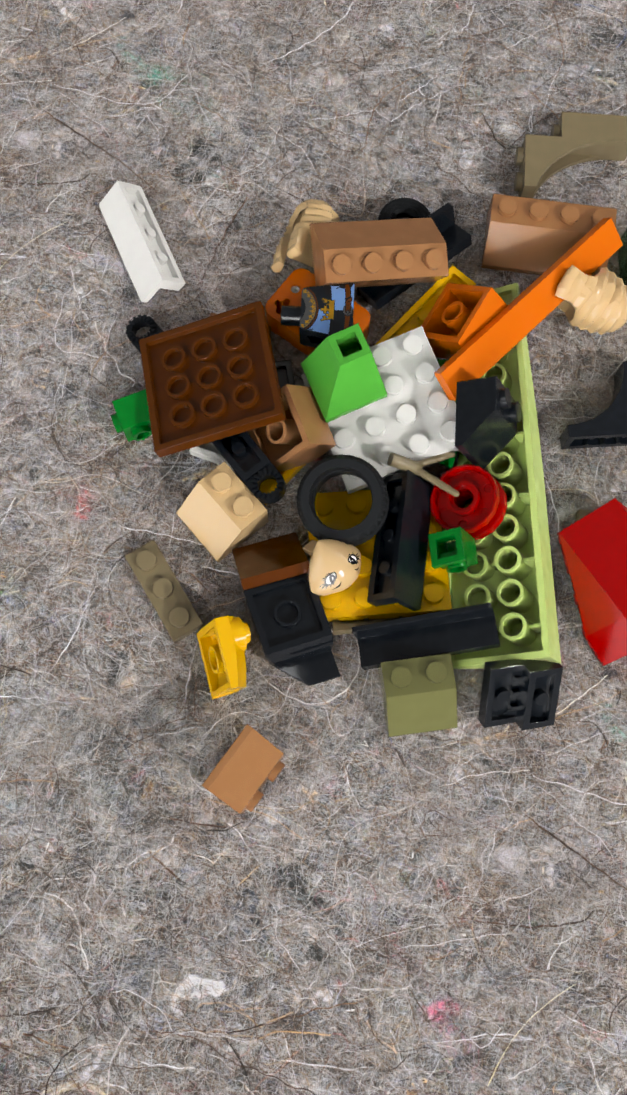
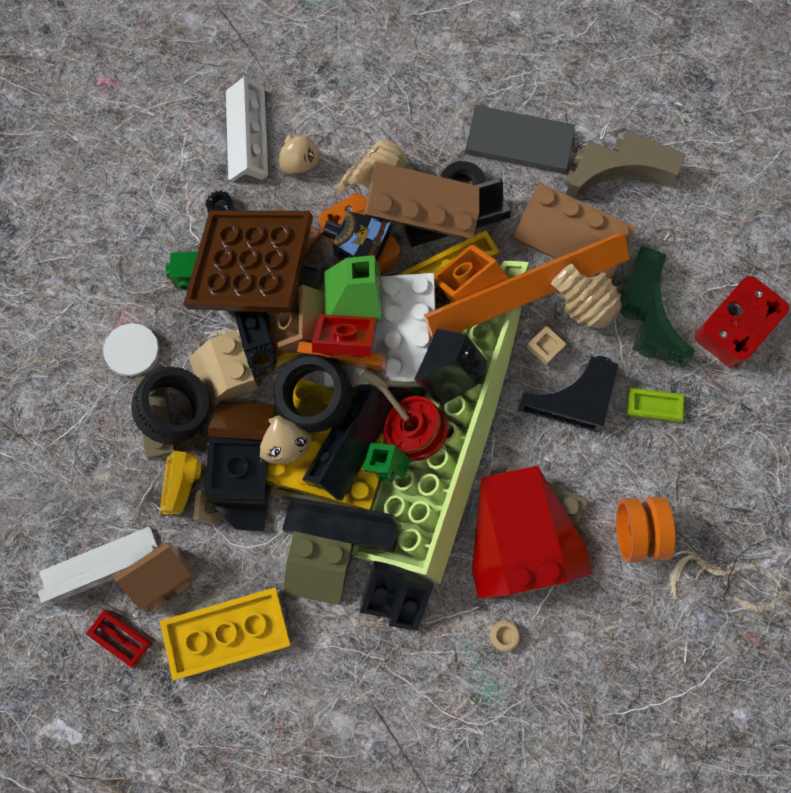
camera: 20 degrees right, 0 degrees up
(107, 527) = (131, 350): none -> white tile
(166, 783) = (94, 566): none -> white panel
(195, 848) = (139, 652): none -> red tile
(196, 545) = (180, 380): none -> black tyre
(211, 248) = (298, 155): none -> tan piece
(266, 675) = (204, 511): none -> tan slope
(344, 806) = (224, 633): none -> yellow plate
(358, 423) = (344, 335): none -> red plate
(365, 447) = (375, 362): none -> orange tile
(446, 157) = (520, 139): none -> dark grey tile
(566, 368) = (546, 345): none -> tan plate

